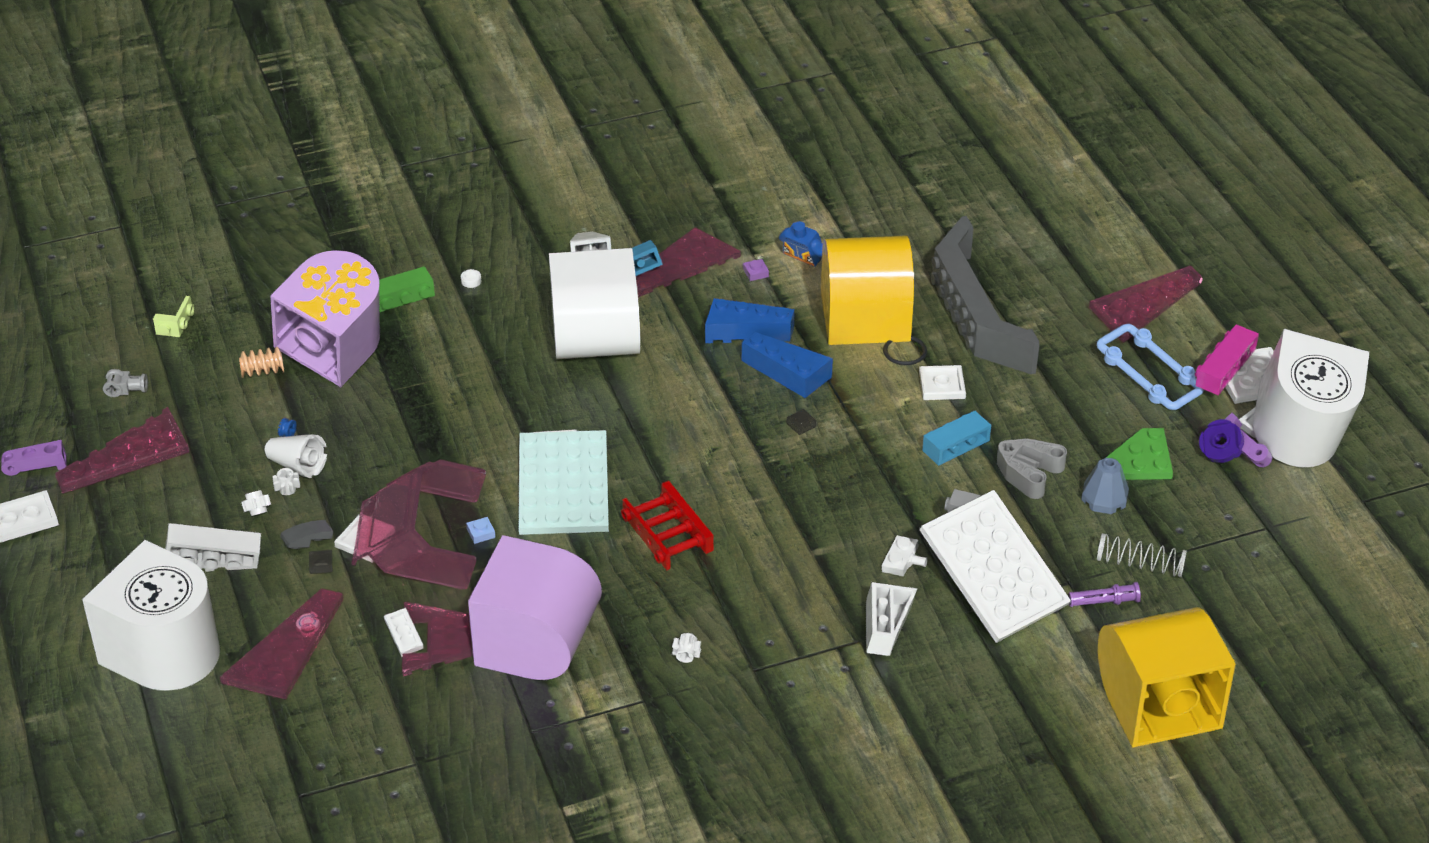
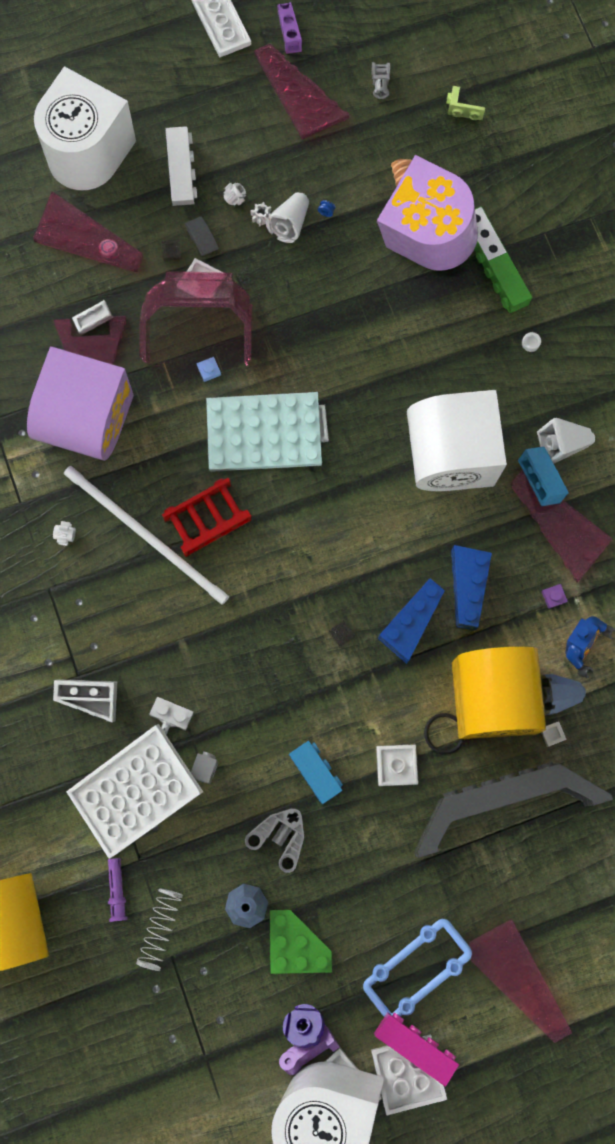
camera: 85 degrees right, 35 degrees up
(659, 604) = (212, 589): none -> white piece

